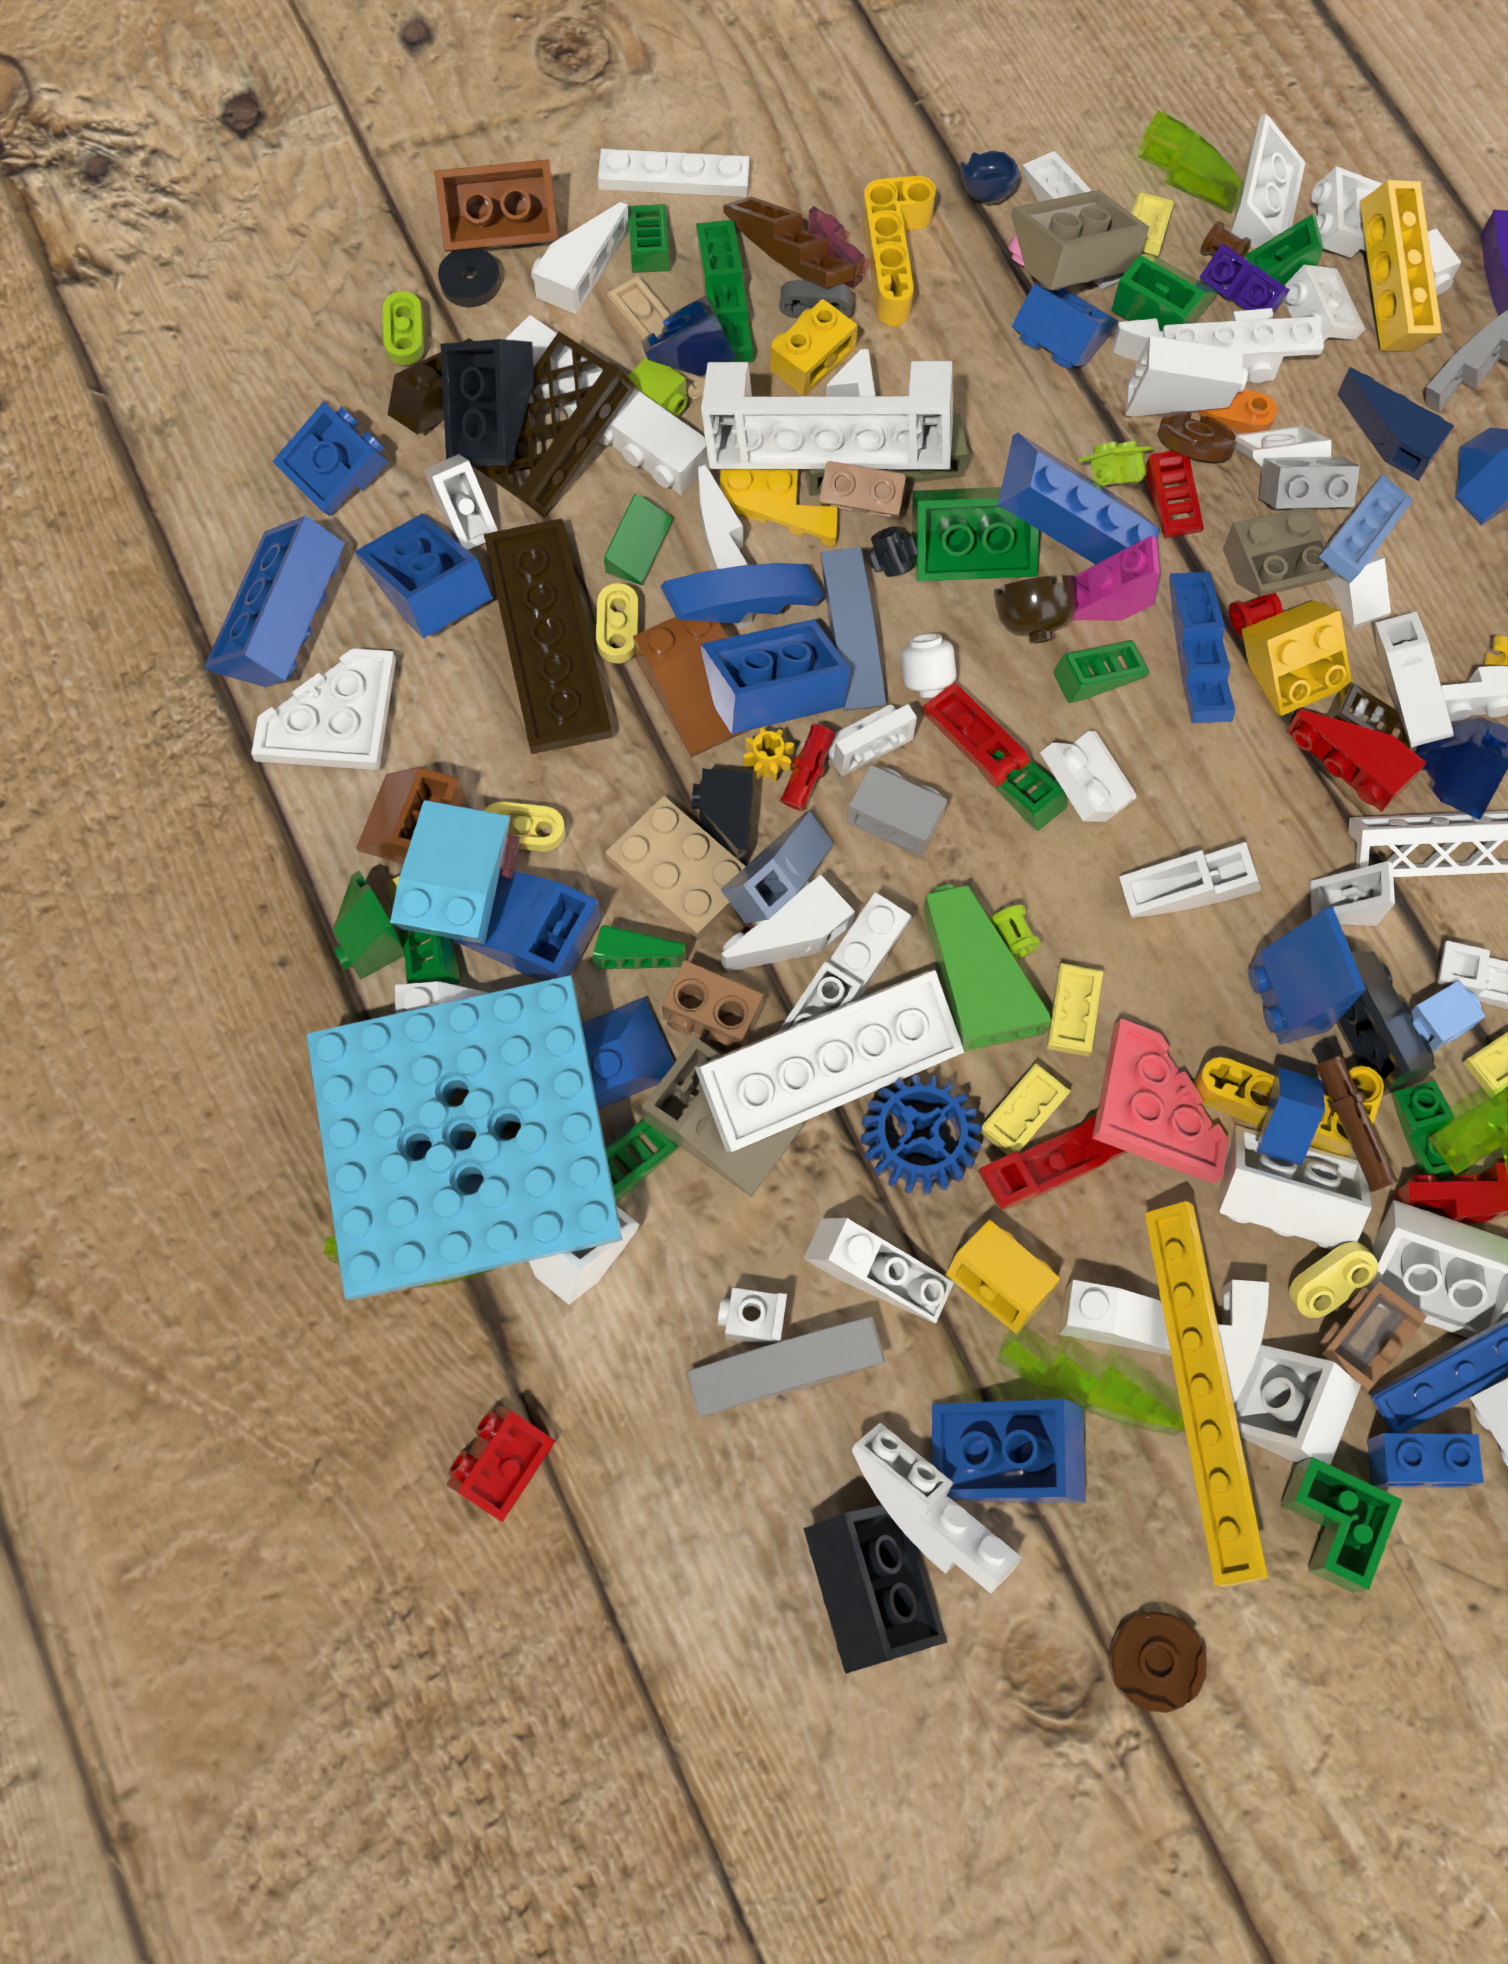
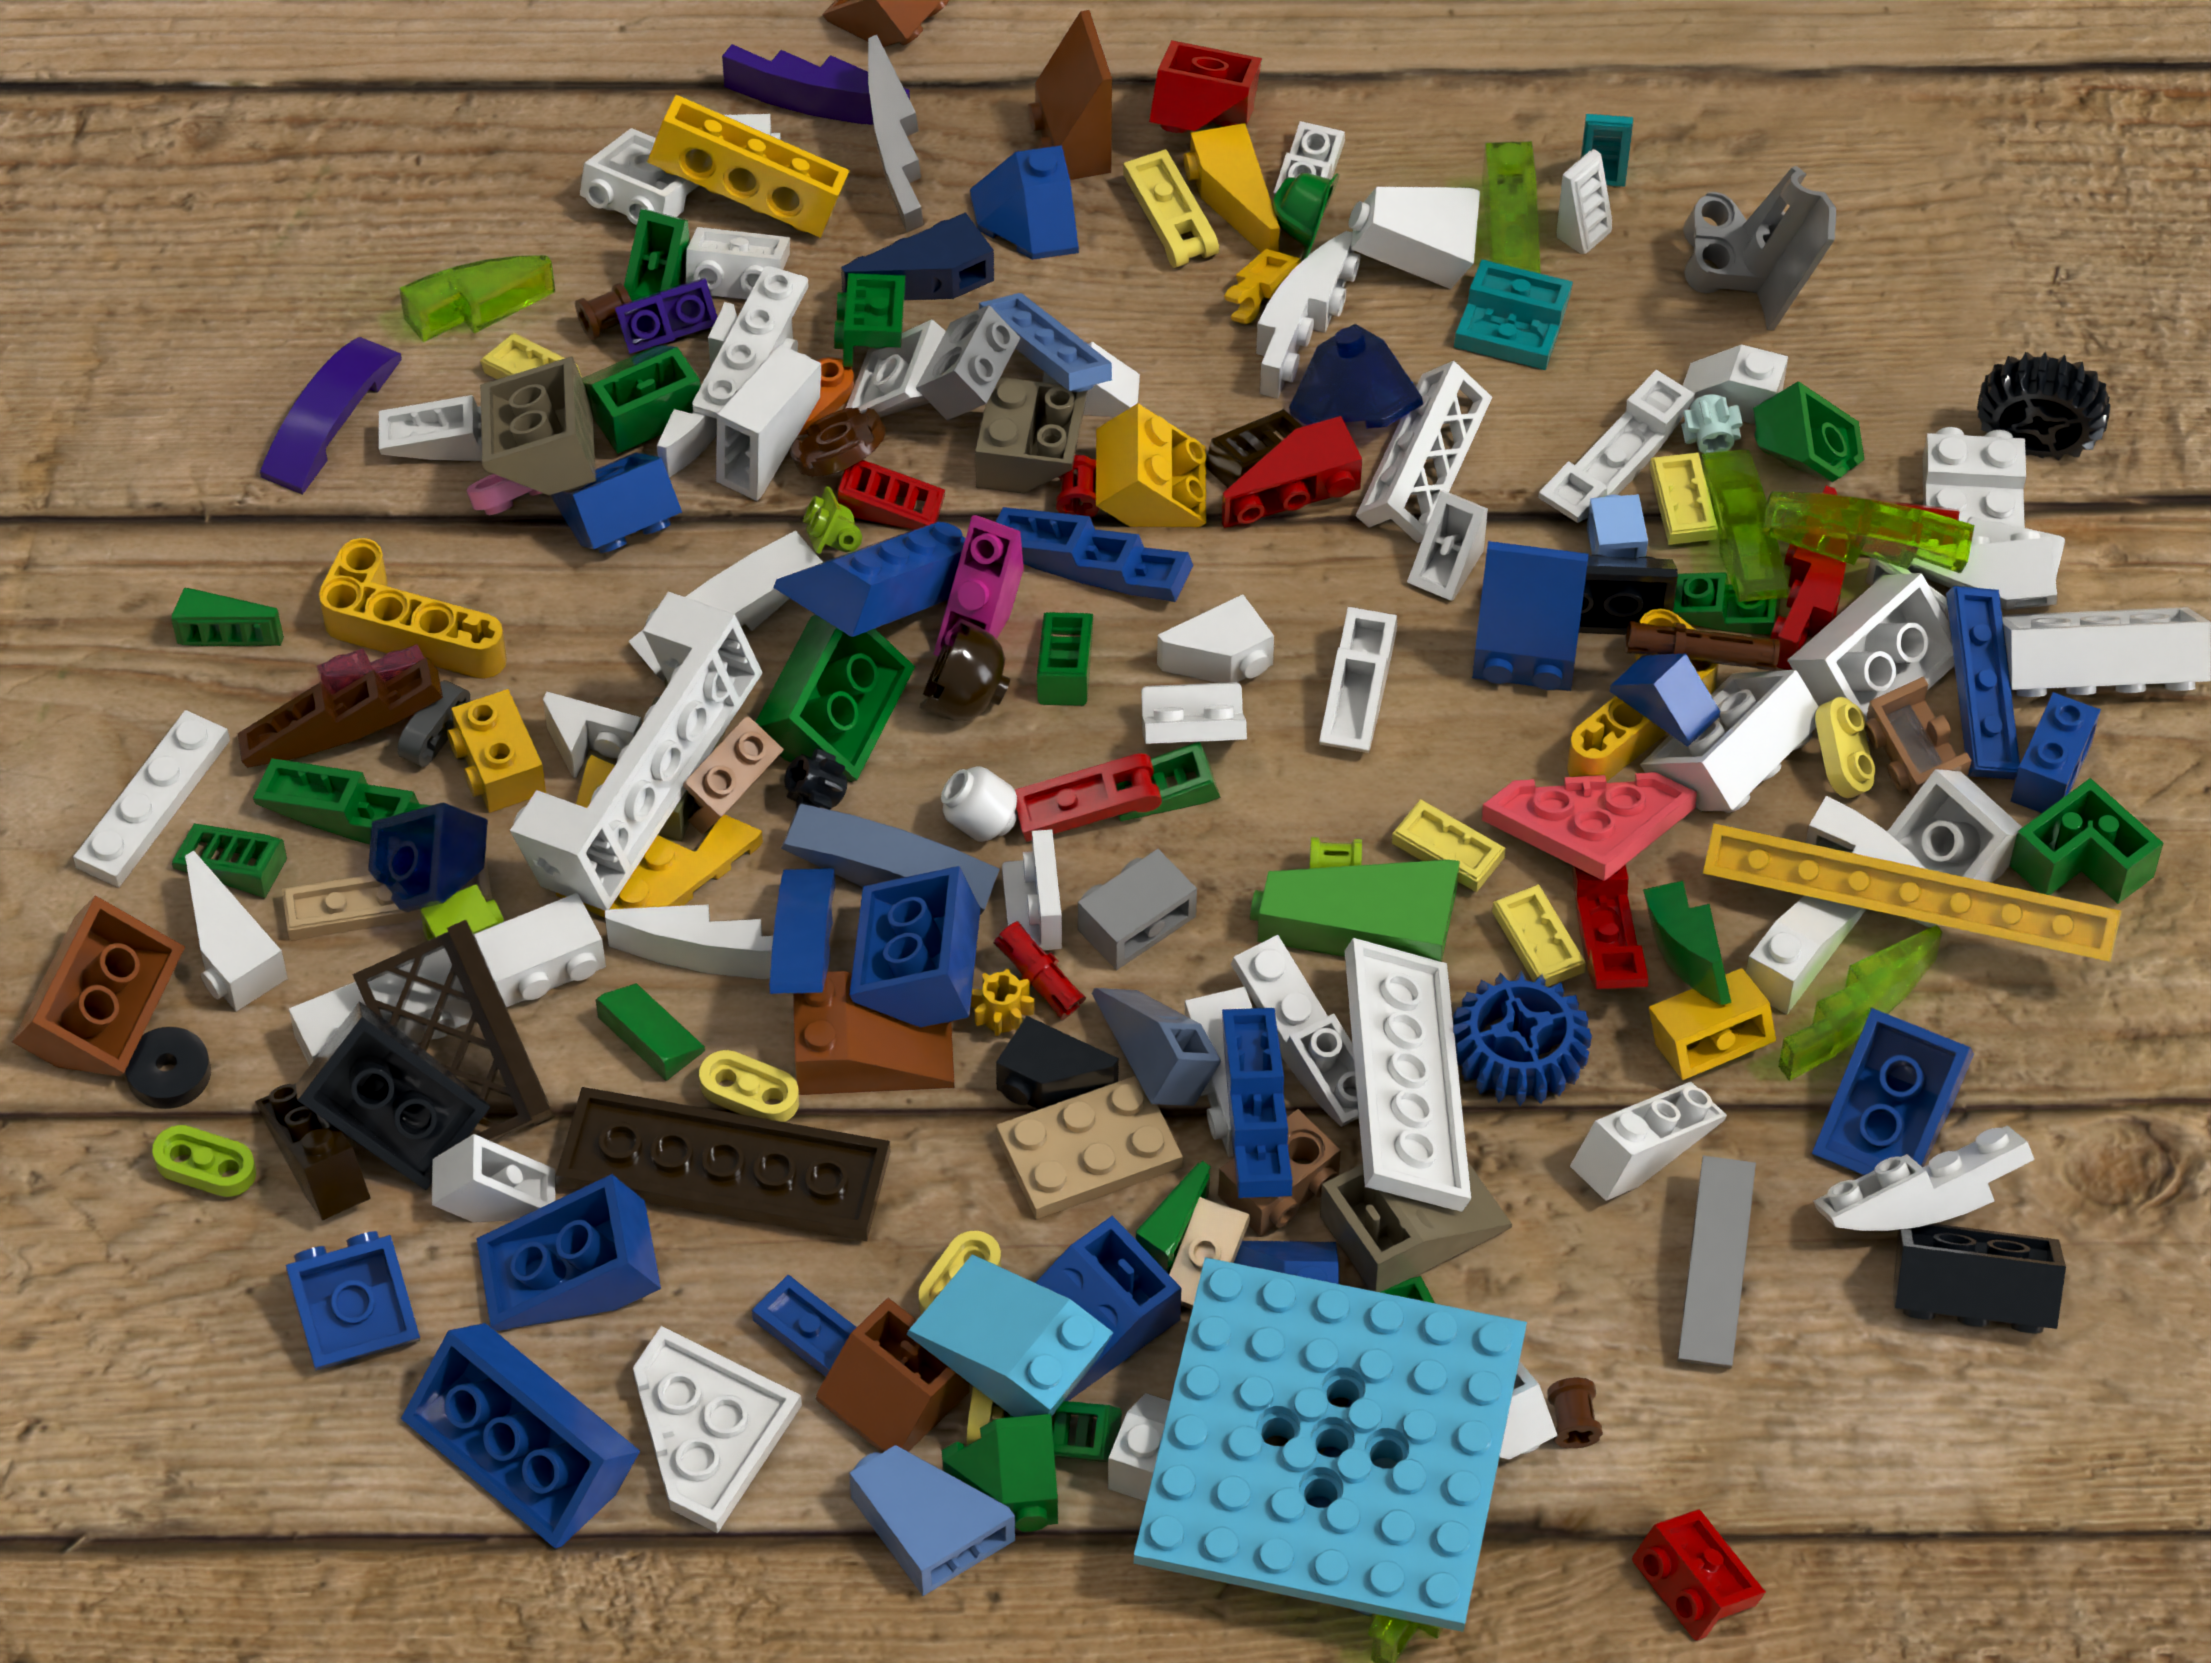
camera: 65 degrees left, 15 degrees down
(312, 884) = (928, 1517): none -> medium blue slope
(441, 739) = (803, 1323): none -> blue plate
(600, 1310) = (1574, 1412): none -> reddish brown bush
(618, 984) = (1211, 1233): none -> tan plate
(746, 960) = (1256, 1103): none -> blue slope
(765, 1329) = (1649, 1269): white brick -> none
(827, 138) = (224, 621): none -> green slope
(989, 176) = (373, 485): dark blue hair -> none
(996, 421) = (746, 587): none -> white slope
(1043, 119) = (322, 409): none -> dark purple slope
(1067, 1226) = (1687, 940): none -> green slope
(1157, 1662) = (2152, 1067): reddish brown tile -> none
(1167, 768) = (1218, 644): none -> white slope
(1269, 185) = (529, 226): white slope -> none
(1322, 405) = (869, 313): none -> green bracket
(1413, 678) = (1238, 384): white slope -> none

